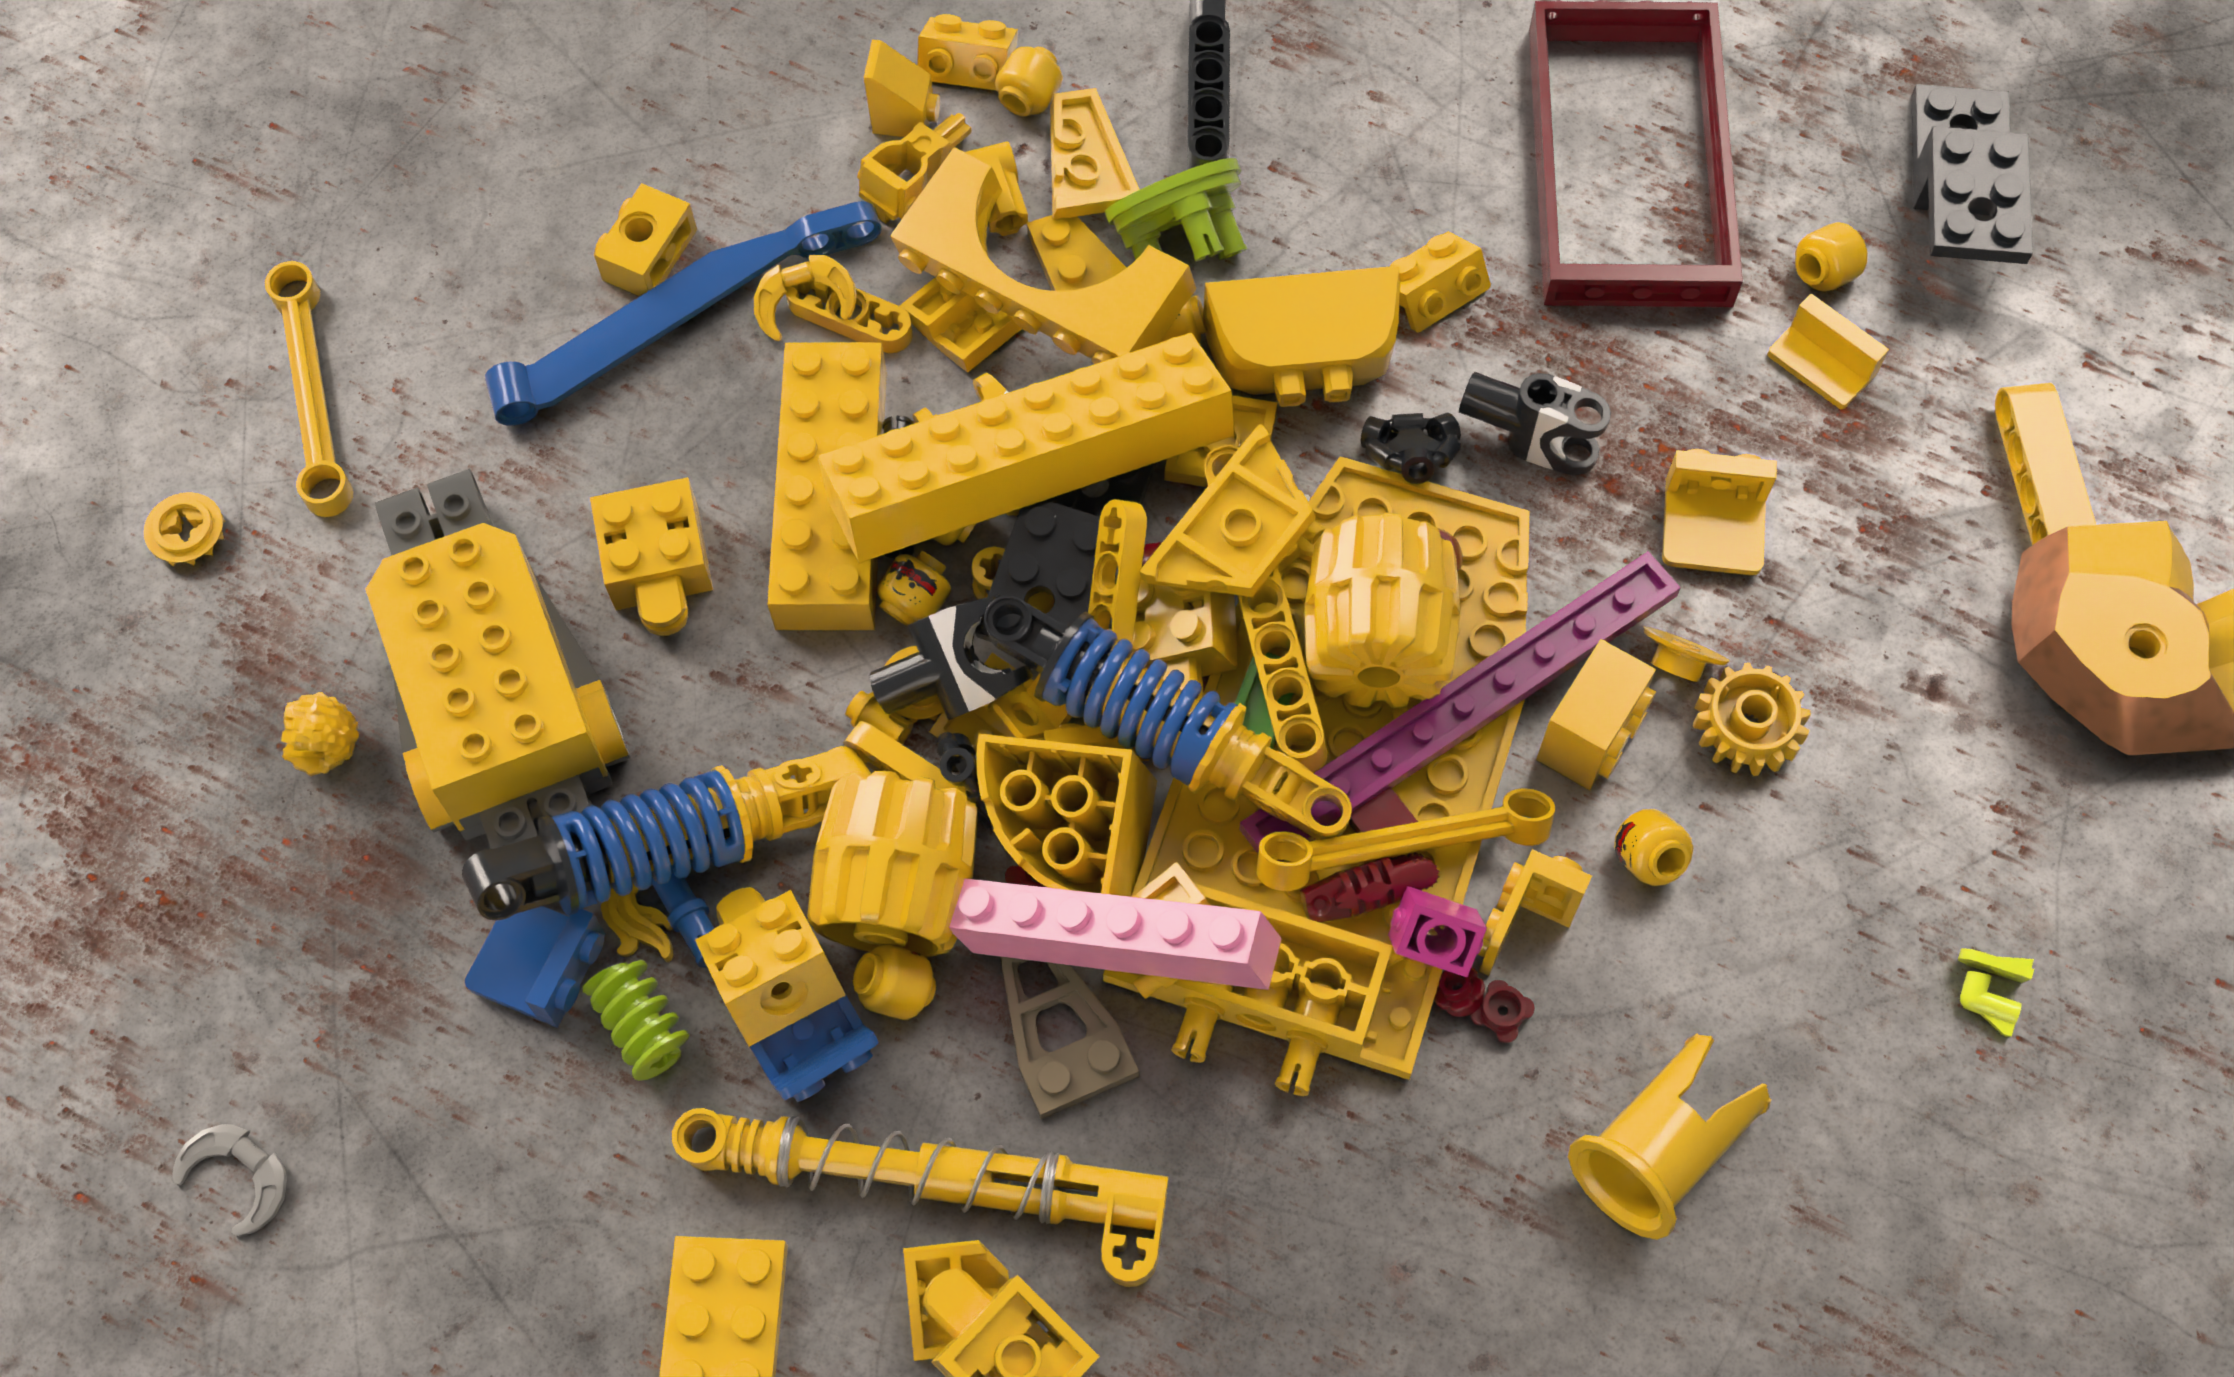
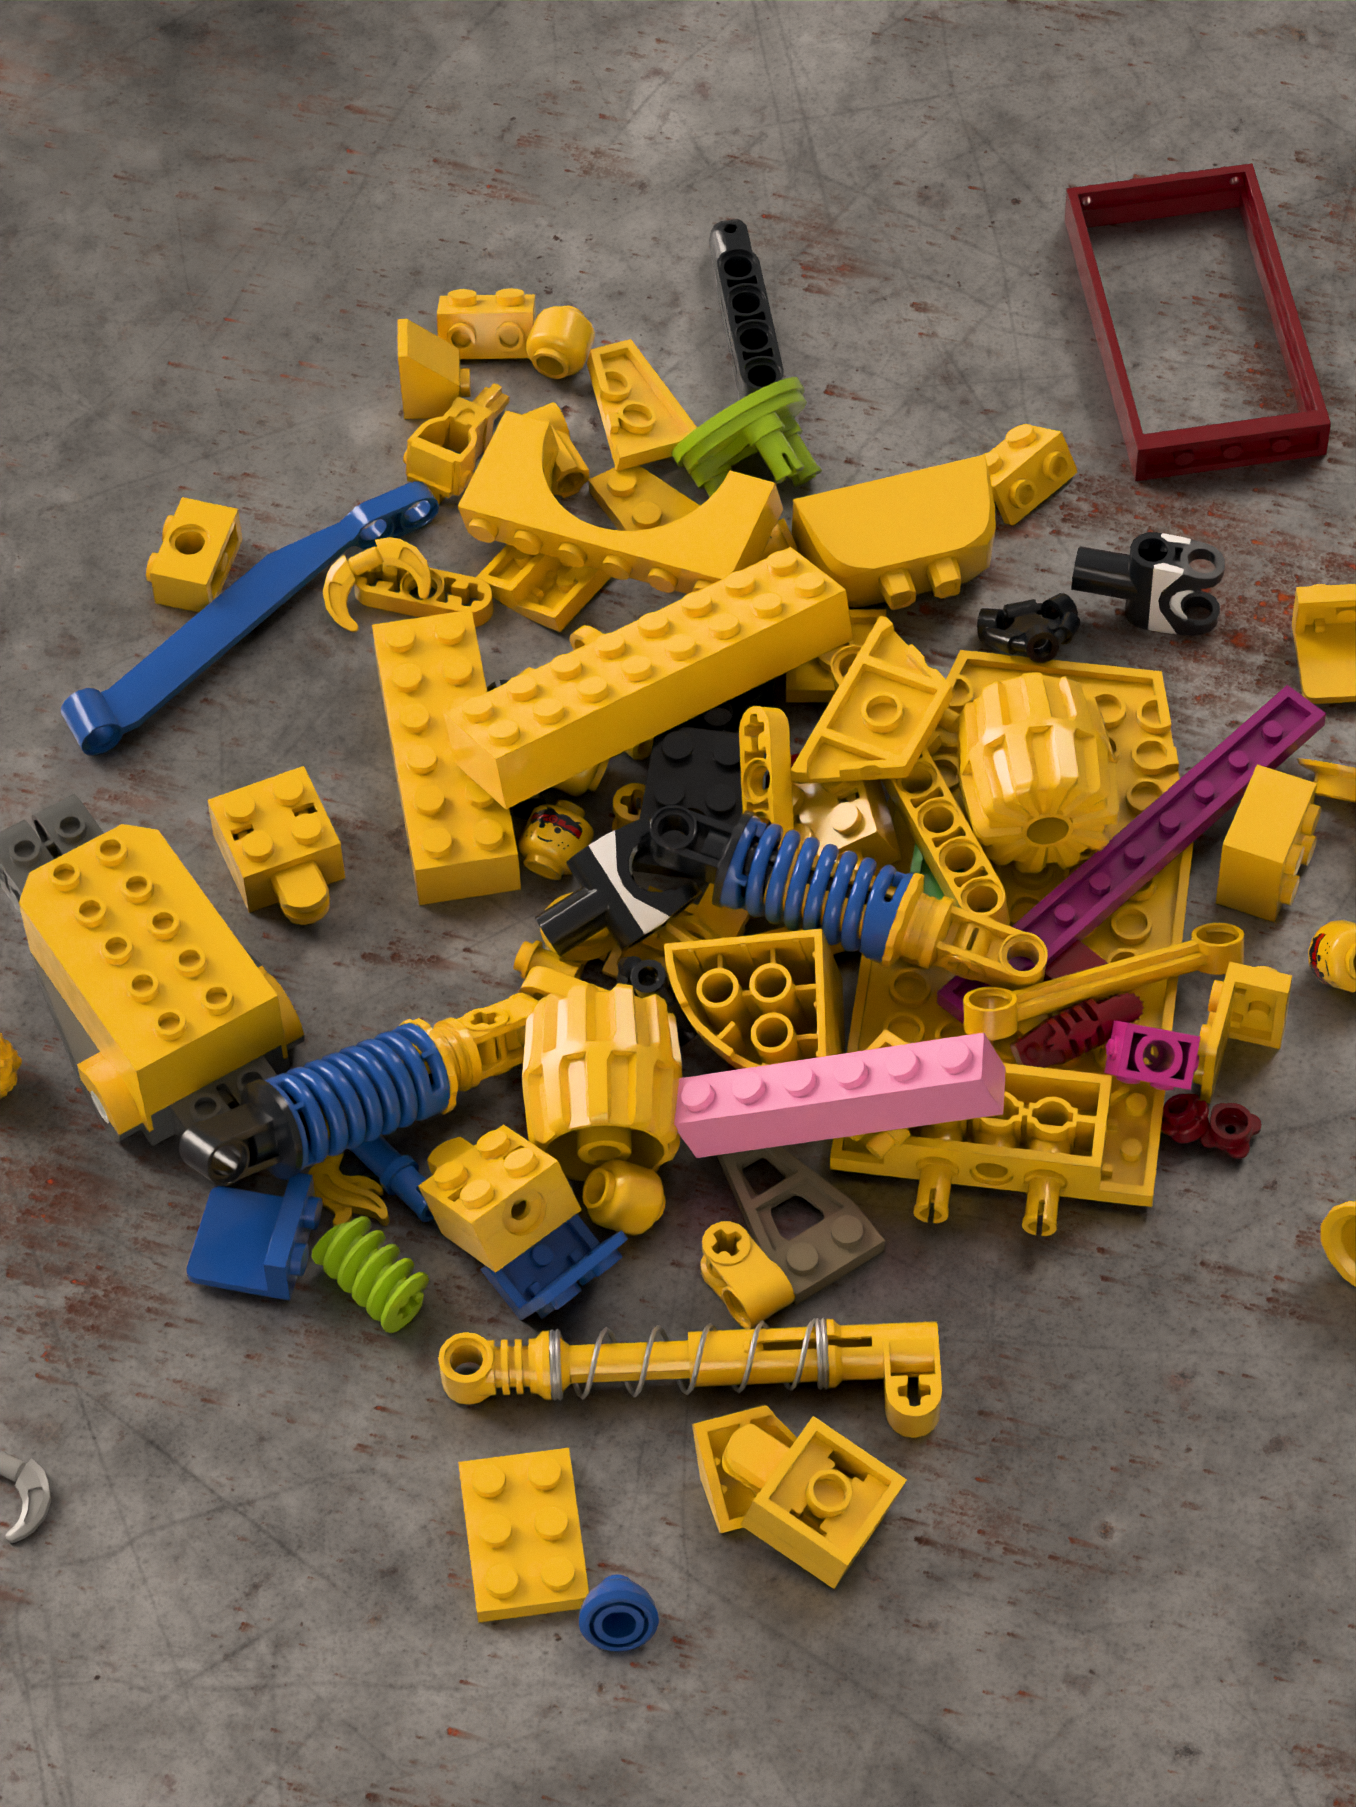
camera: 10 degrees left, 10 degrees down
(995, 1093) = (743, 1275): none -> yellow piece

